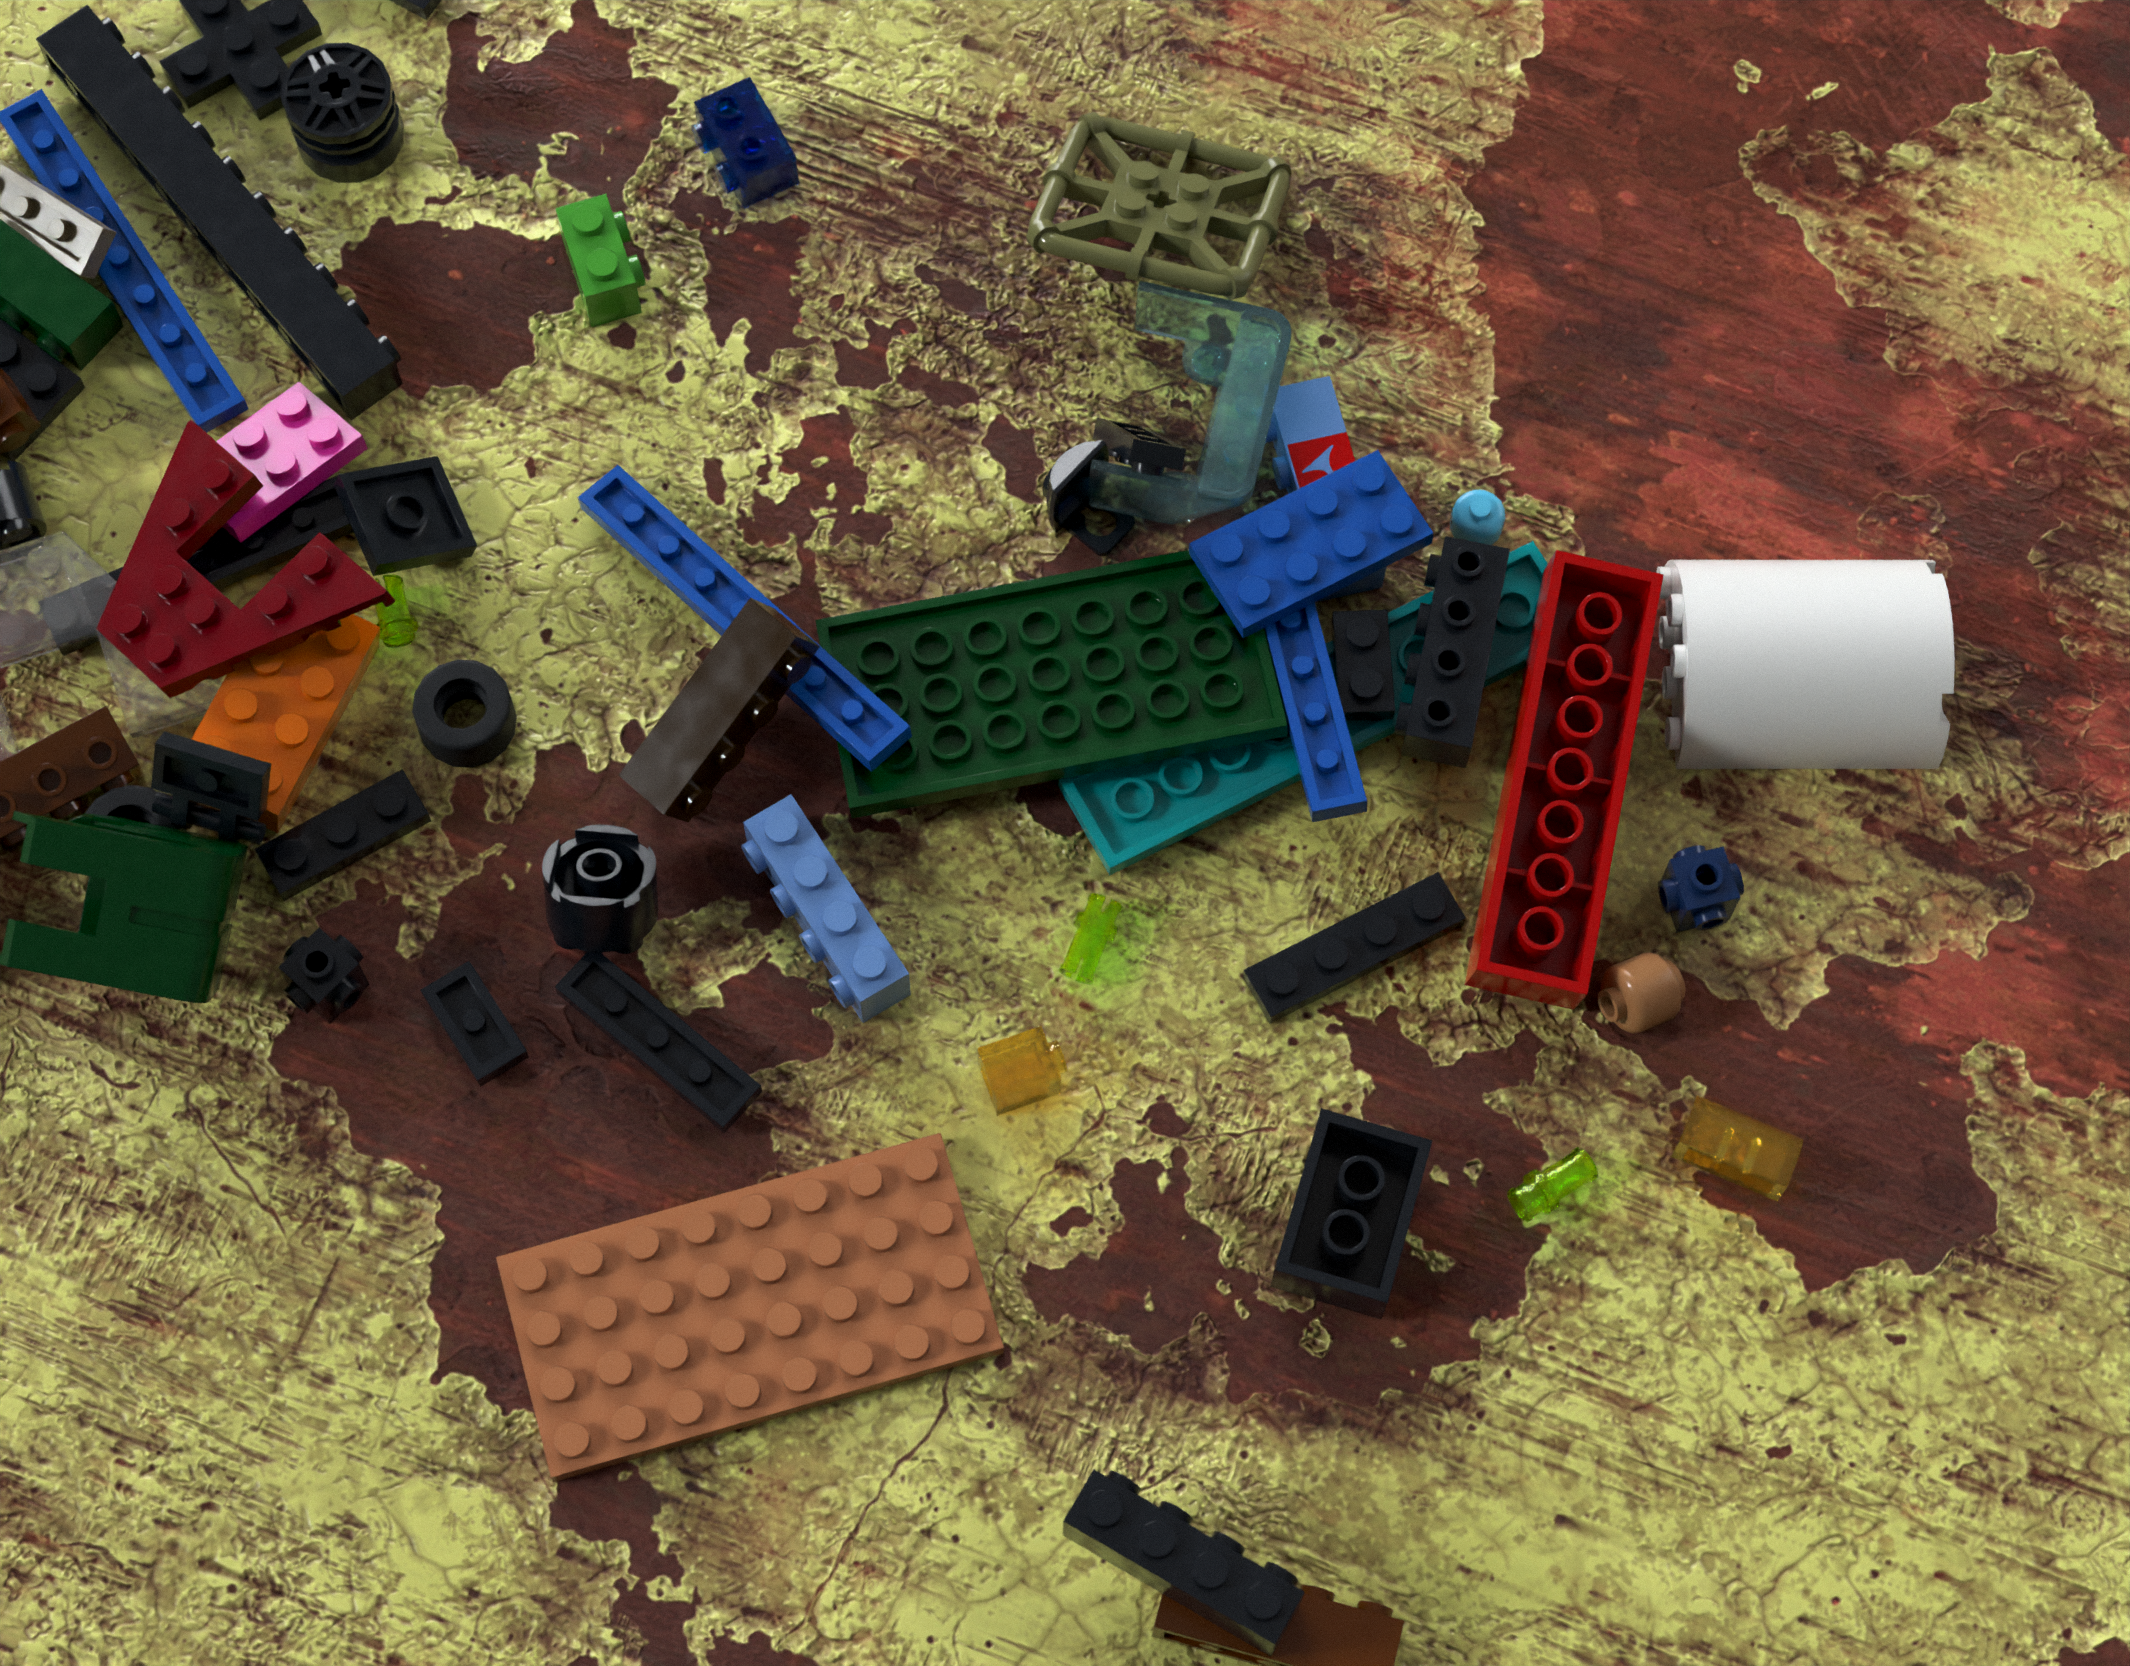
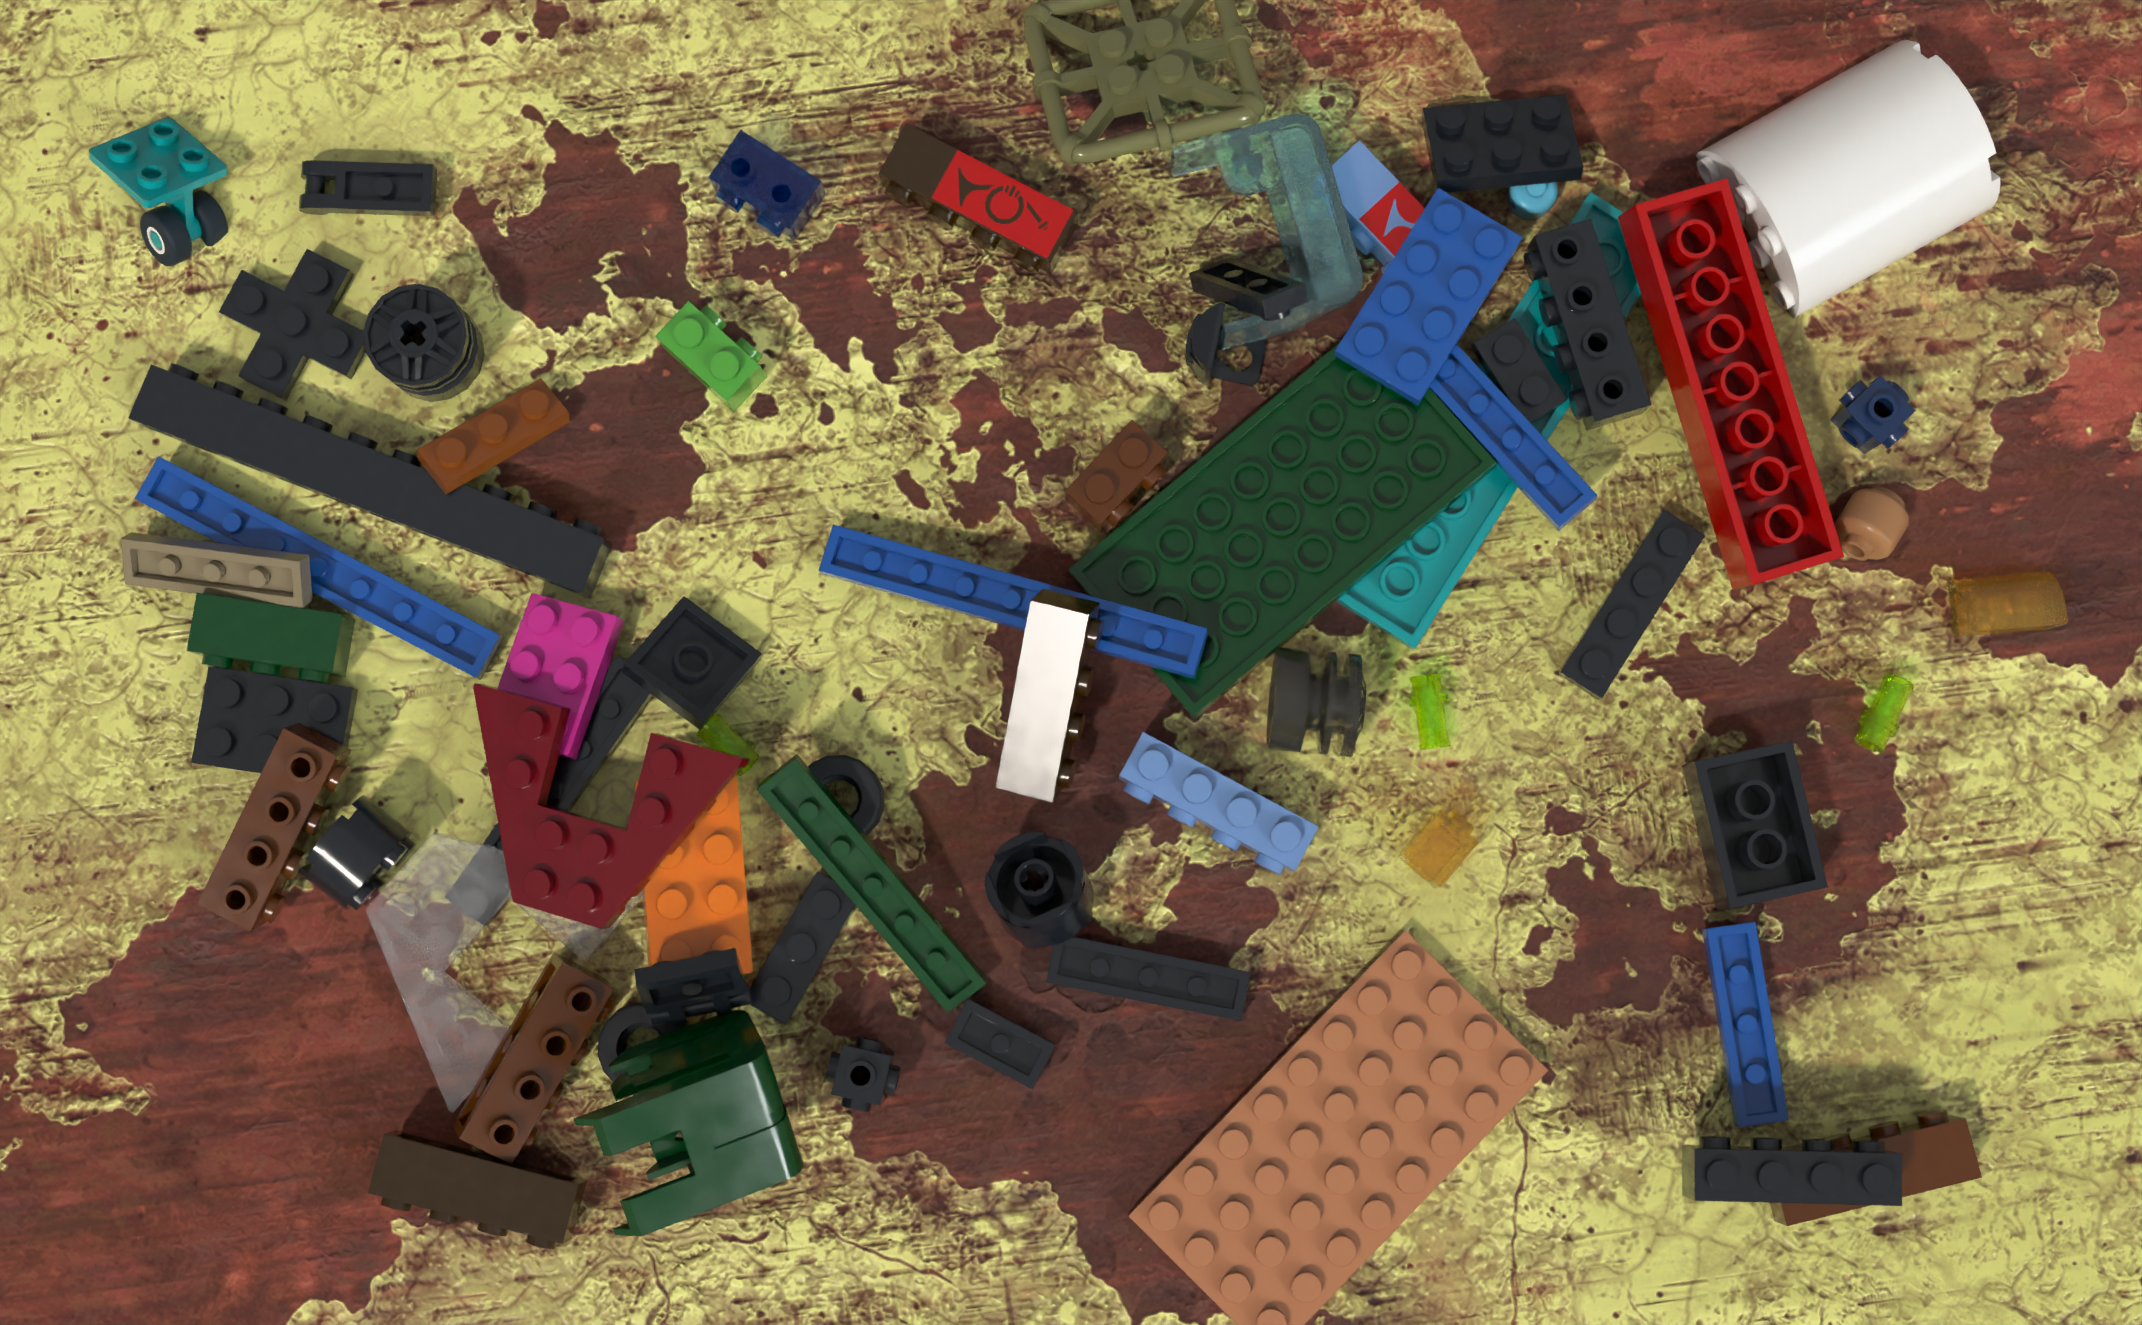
camera: 25 degrees left, 15 degrees up
(353, 223) = (493, 436): none -> dark orange plate
(444, 797) = (872, 883): none -> dark green plate
(914, 559) = (1116, 476): none -> reddish brown brick
(936, 254) = (977, 199): none -> brick
(967, 852) = (1314, 702): none -> clear smoke wheel
(1233, 1411) = (1745, 1024): none -> blue plate
(1470, 453) = (1502, 143): none -> black plate

